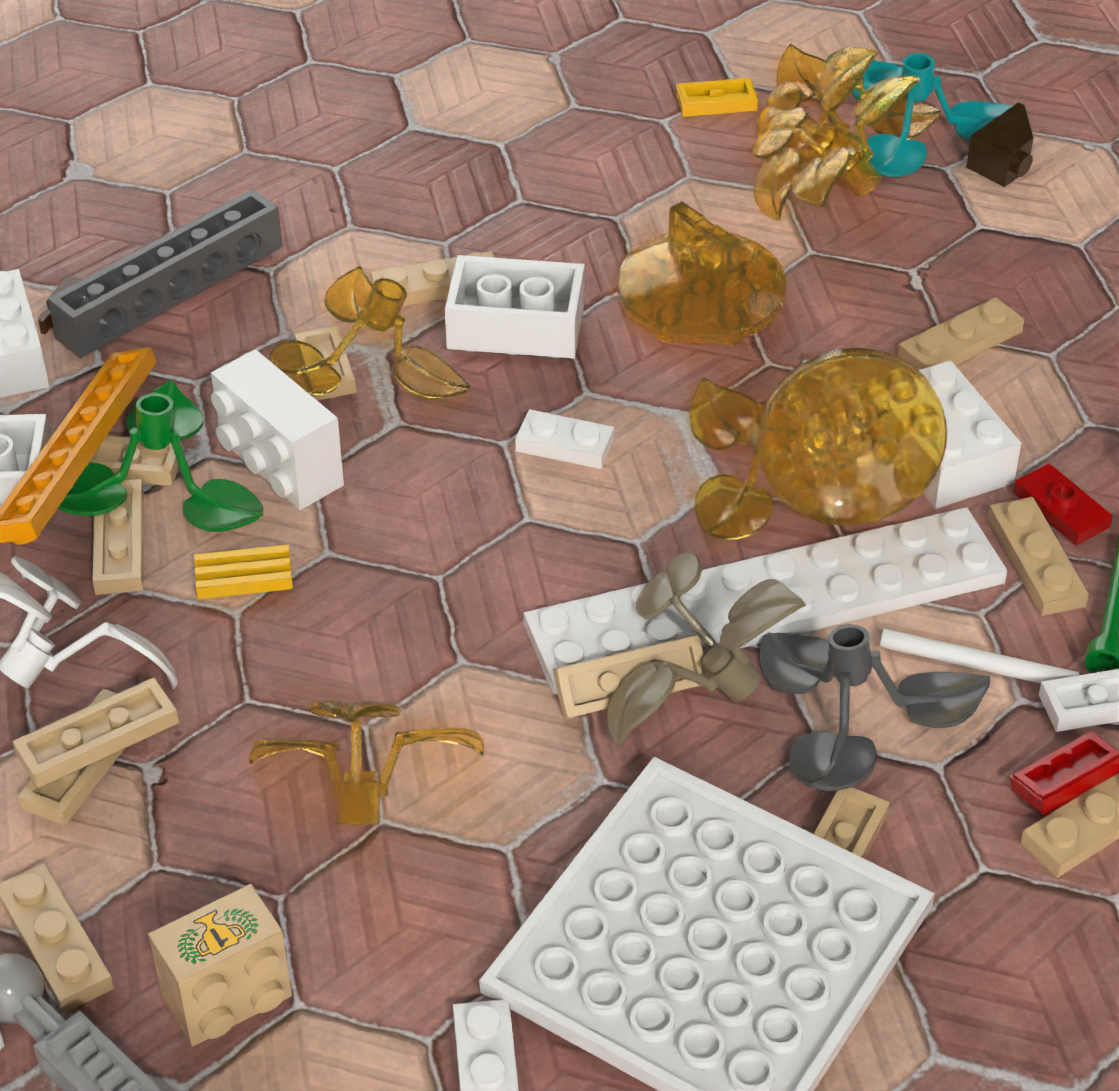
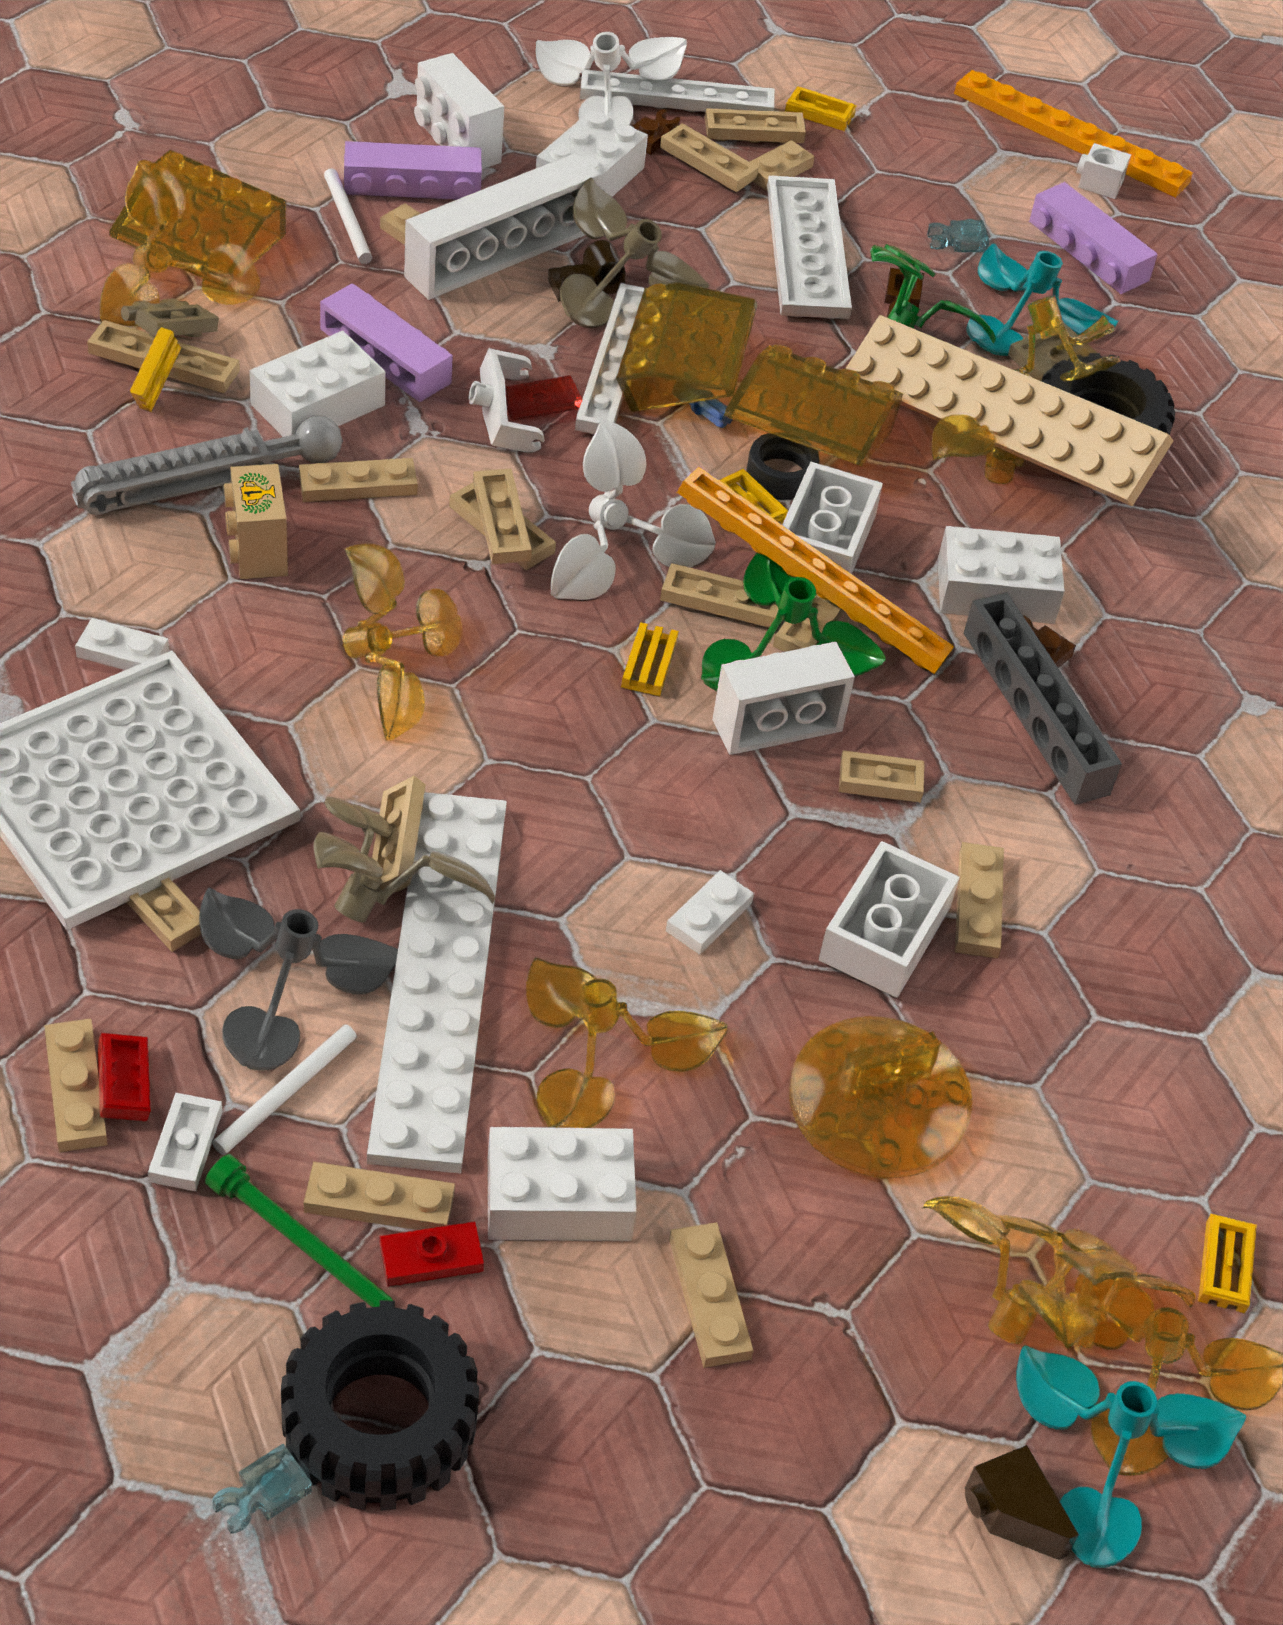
camera: 105 degrees right, 5 degrees up
(378, 307) = (837, 841): clear yellow plant -> none
(852, 436) = (551, 1049): clear yellow bracket -> none

